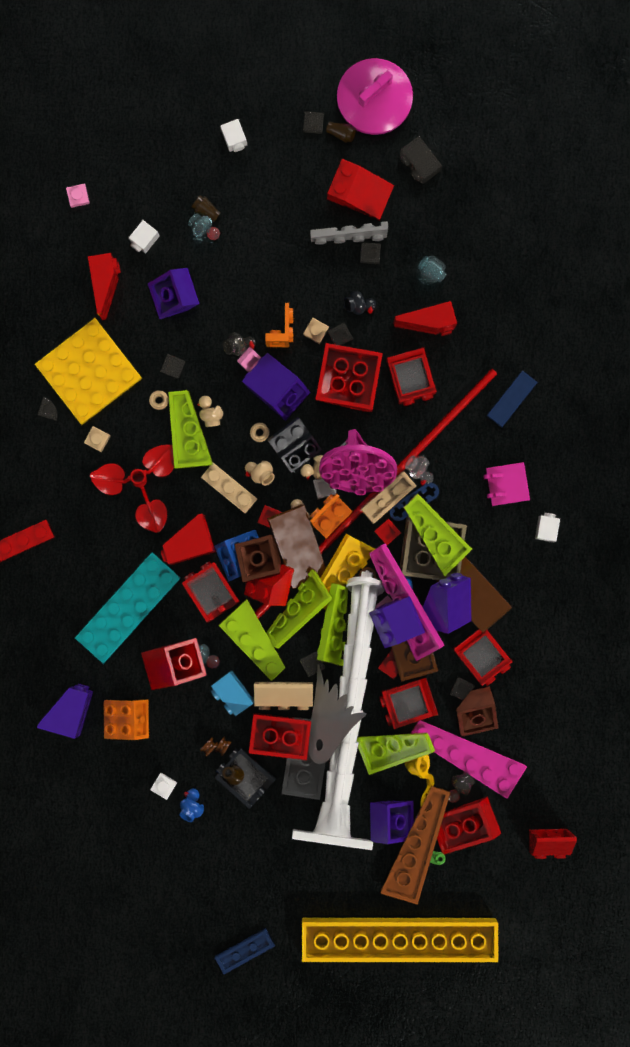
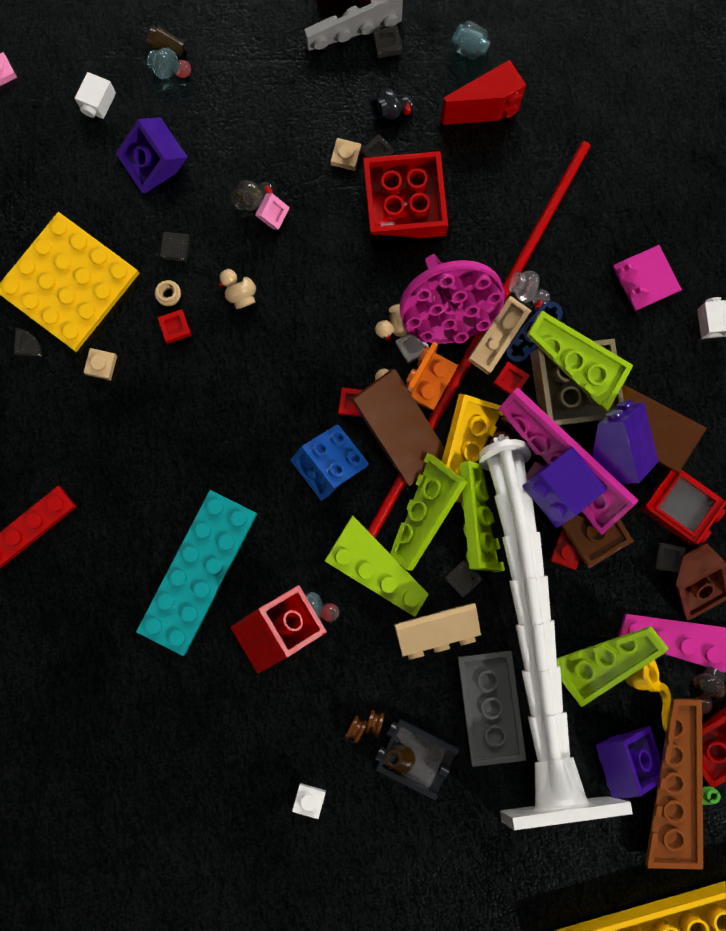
camera: 15 degrees left, 5 degrees down
(69, 712) = (152, 736): dark purple slope -> none
(104, 277) = (56, 154): red slope -> none
(110, 479) = (131, 408): red plant -> none
(126, 719) = (234, 723): orange bracket -> none
(157, 426) = (174, 326): none -> red plate
(187, 436) = (216, 327): lime wing -> none
(189, 543) = (254, 462): red slope -> none
(189, 807) = (354, 822): blue animal -> none
(210, 591) = (301, 519): window -> none
(229, 488) = (289, 380): tan plate -> none
(233, 693) = (369, 648): dark azure slope -> none
(255, 427) = (309, 291): tan plate -> none
(258, 558) = (353, 455): copper slope -> none
(260, 473) = (325, 348): tan animal -> none
(271, 589) = (378, 485): red slope -> none
(276, 386) = (315, 233): dark purple slope -> none
(278, 339) = (302, 171): orange bracket -> none
(279, 736) = (448, 688): red slope -> none
(294, 444) = (358, 300): black brick -> none
(329, 720) = (512, 647): light grey piece -> none
(408, 703) = (606, 595): window -> none
(411, 376) = (483, 176): window -> none
(512, 399) = (618, 172): dark blue tile -> none

